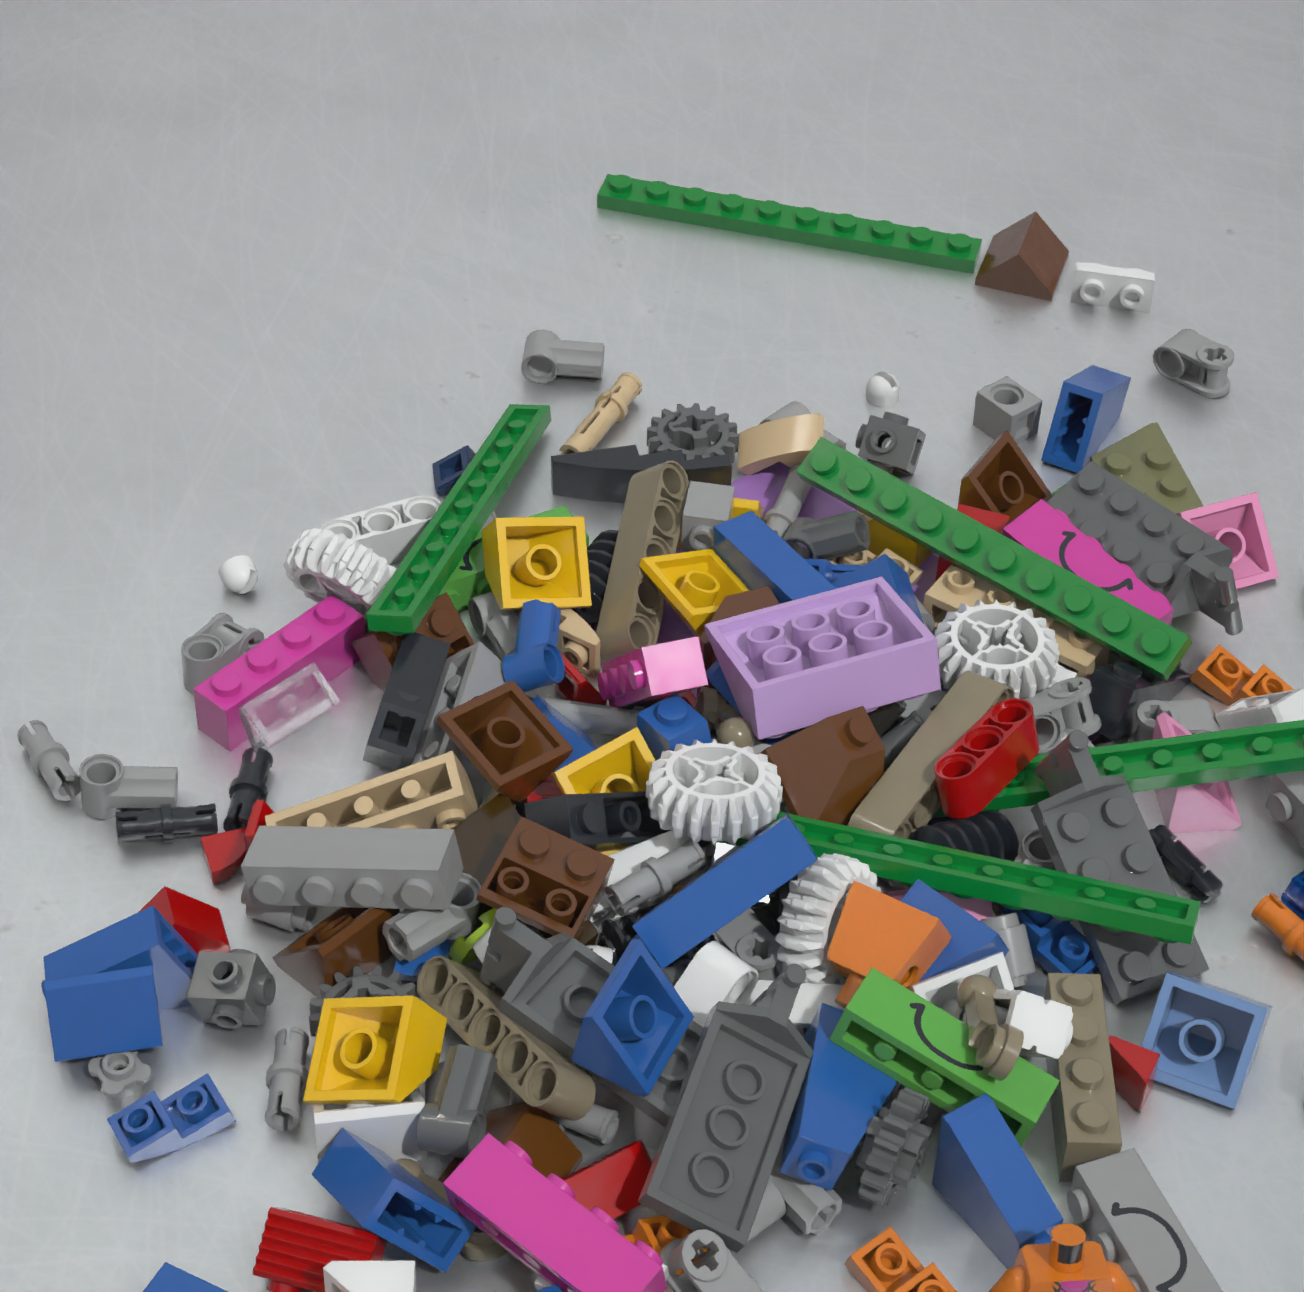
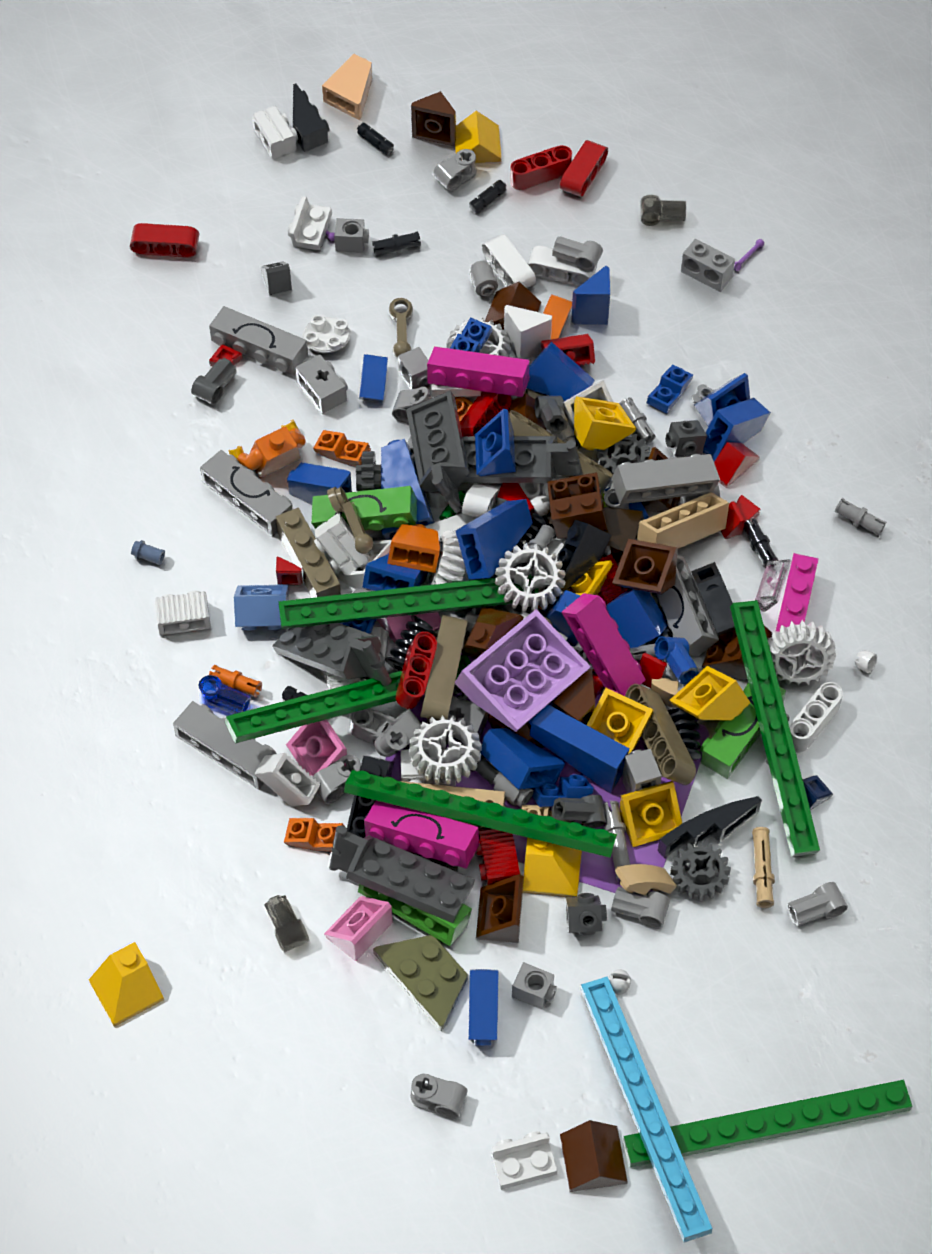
camera: 155 degrees right, 15 degrees up
(111, 787) = (812, 516): light grey piece -> none
(166, 823) = (781, 509): black pin -> none
(214, 648) = (835, 609): light grey piece -> none
(936, 263) = (646, 1110): none -> medium azure plate

